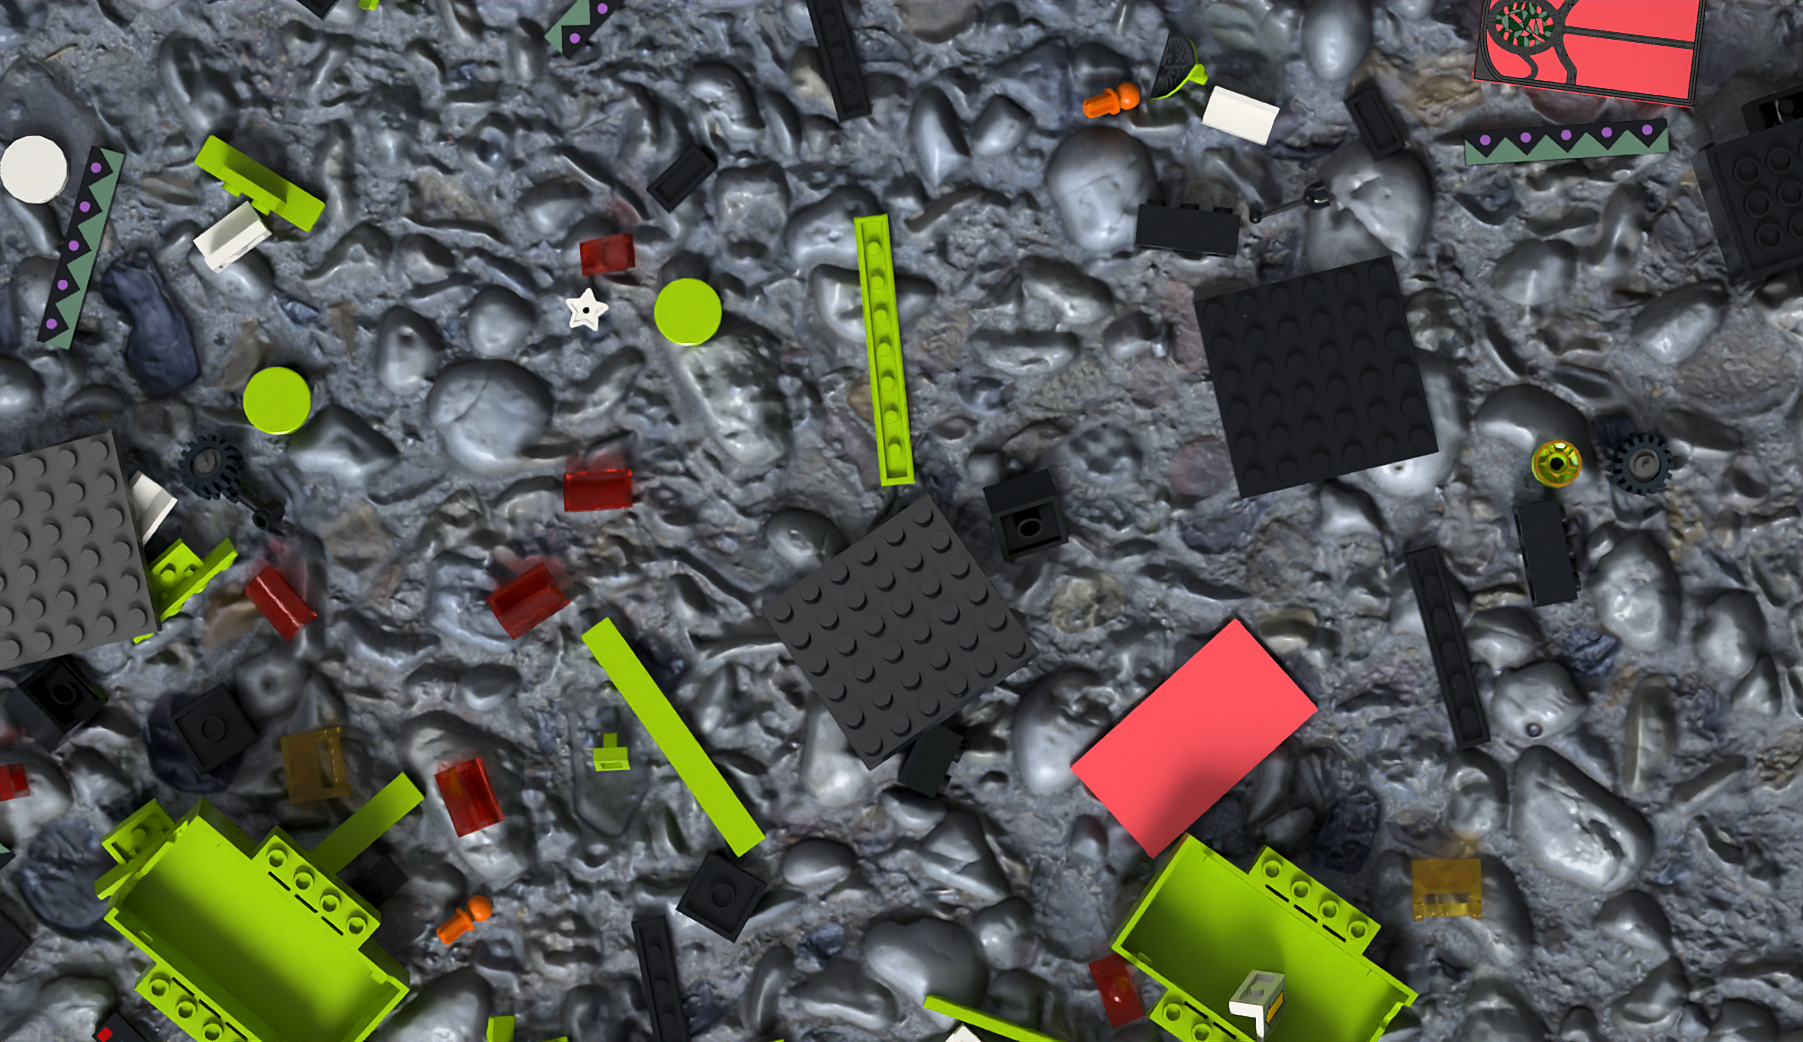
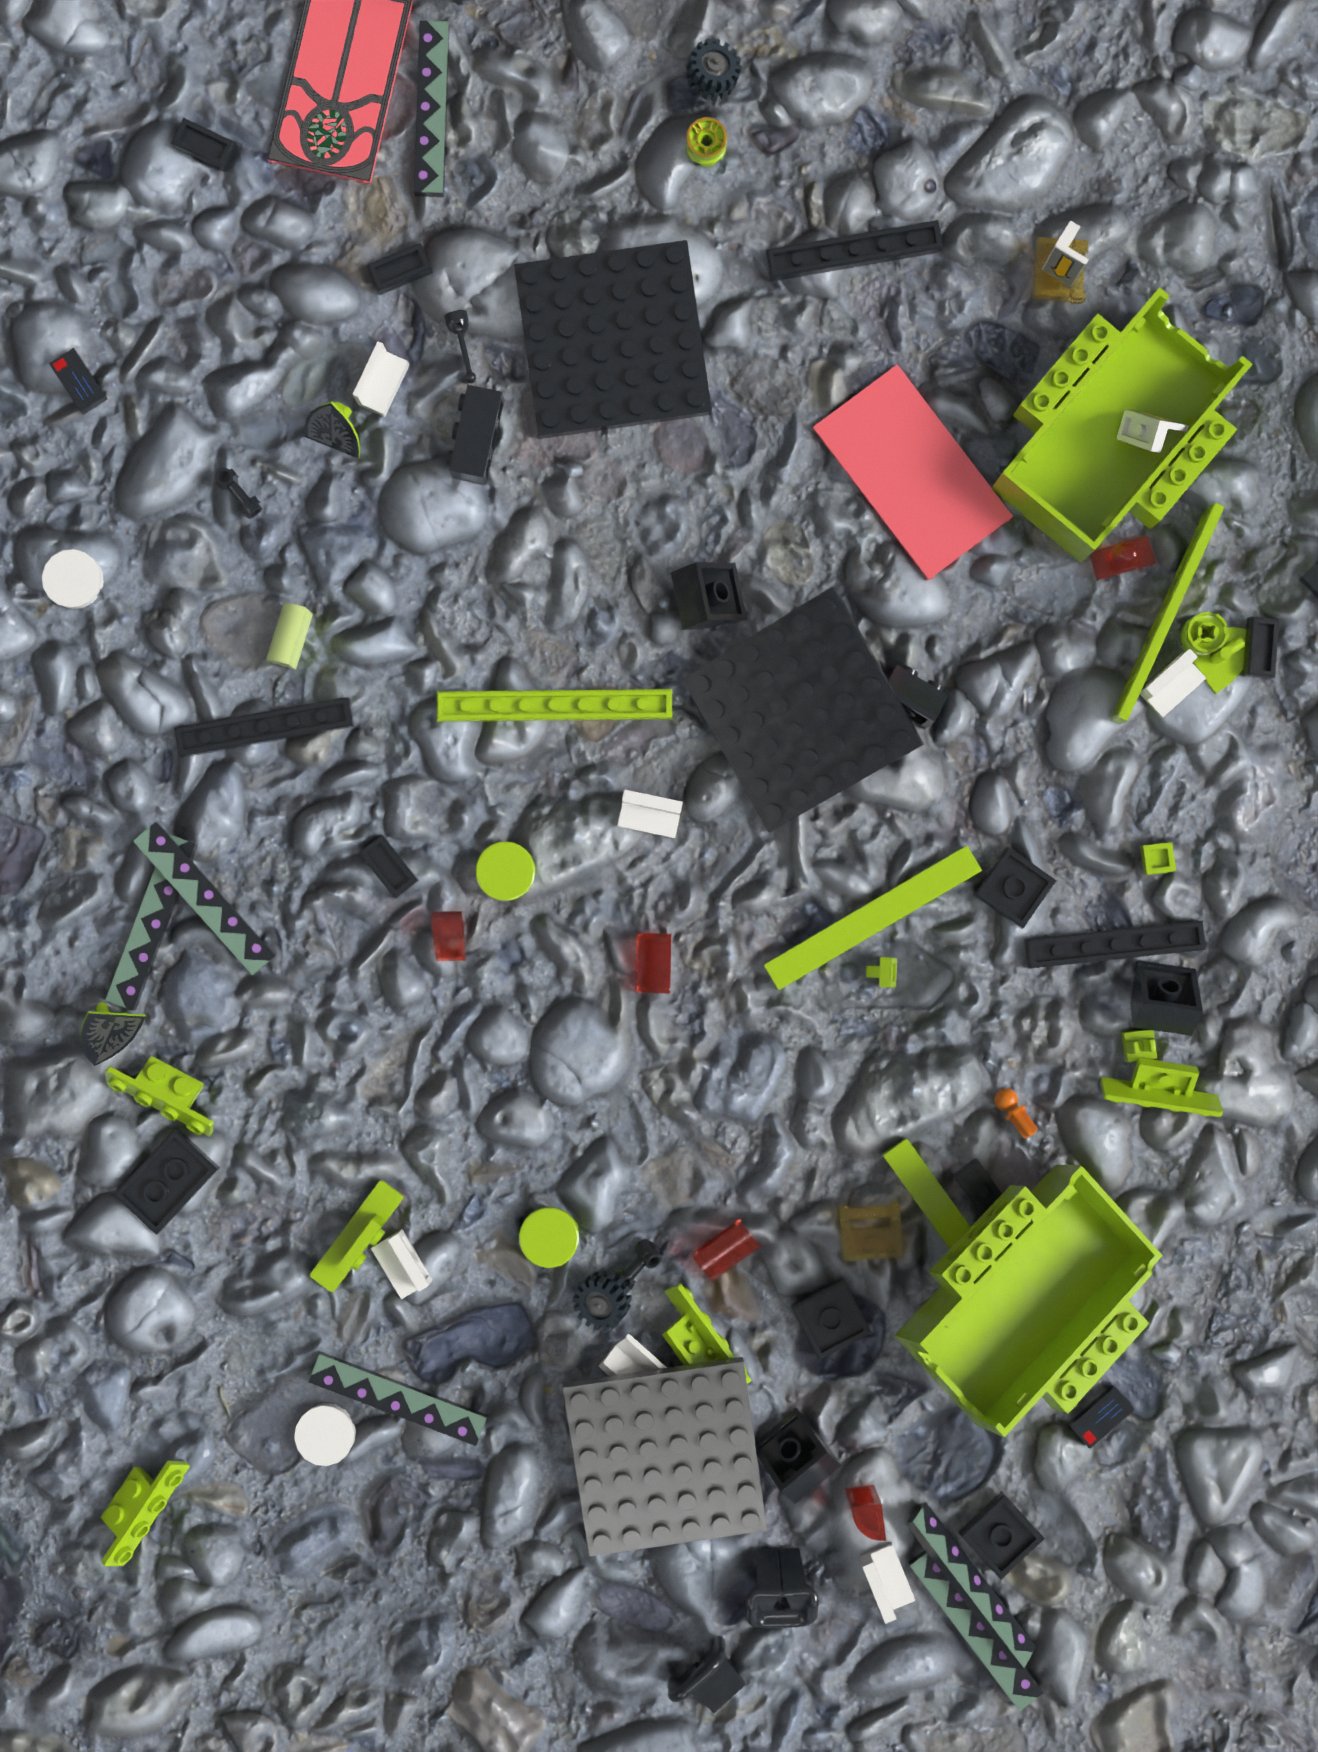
camera: 85 degrees left, 0 degrees up
(132, 843) = (925, 1396): lime bracket -> none
(469, 797) = (910, 1099): clear red brick -> none
(527, 601) = (744, 1033): clear red brick -> none
(595, 310) = (503, 959): white plate -> none
(768, 470) = (649, 813): none -> white panel
(934, 39) = (289, 635): none -> yellowish green brick
(1125, 97) = (357, 488): orange axle -> none
(1446, 879) = (1063, 261): none -> panel
(1546, 553) = (782, 157): black brick -> none

